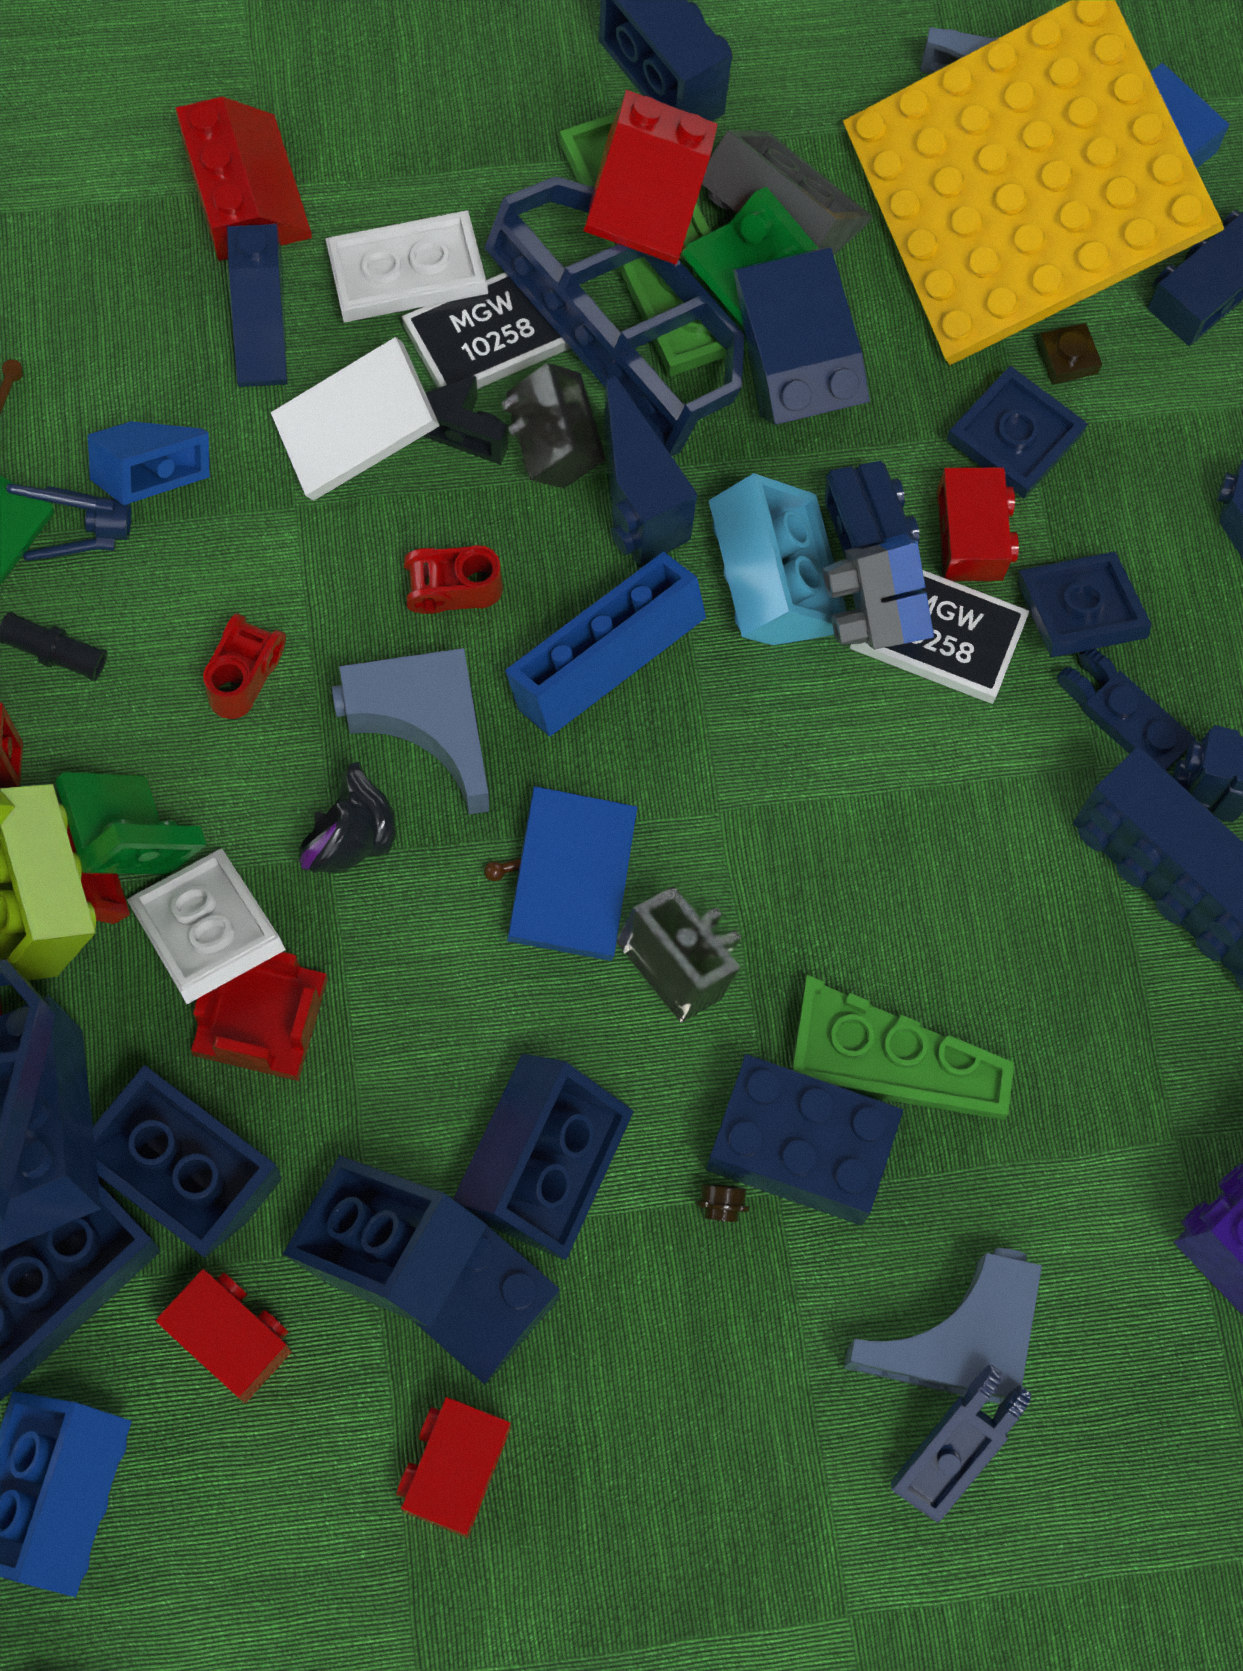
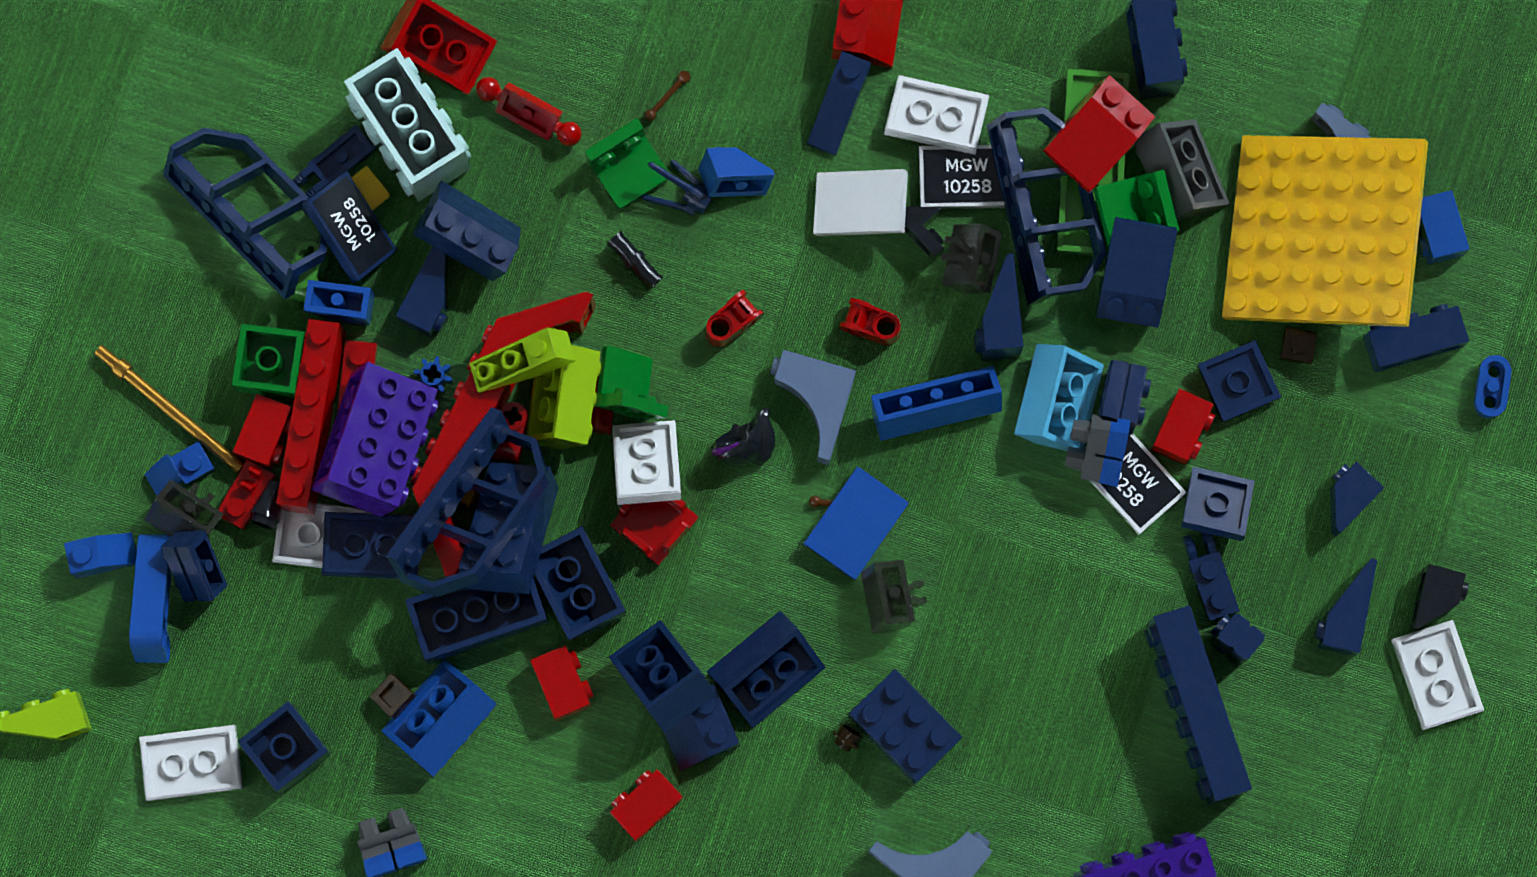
camera: 30 degrees right, 10 degrees up
(894, 1057) = (972, 702): bright green wing -> none

